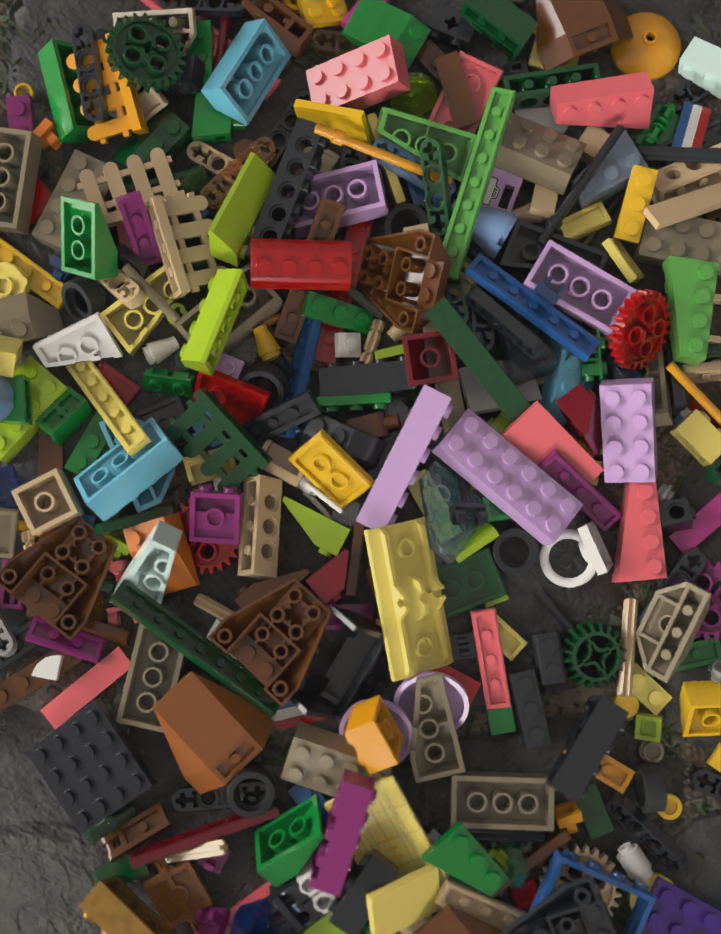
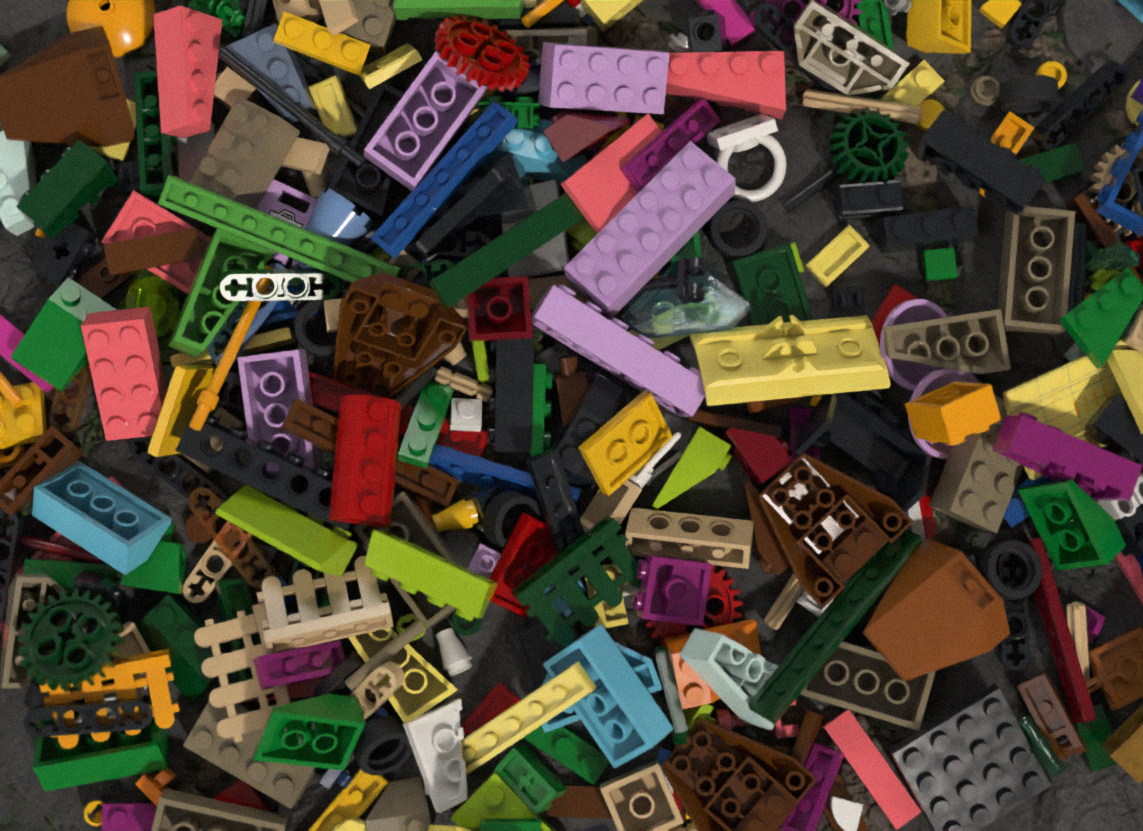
camera: 85 degrees left, 0 degrees up
(159, 381) = (493, 658): green hinge -> none
(480, 538) = (721, 270): lime tile -> none
(491, 658) = (865, 269): coral tile -> none
(548, 294) = (432, 158): dark blue tile -> none
(567, 816) = (1056, 193): light orange tile -> none
(634, 862) = (1113, 122): white brick -> none
(648, 727) = (958, 90): lime plate -> none

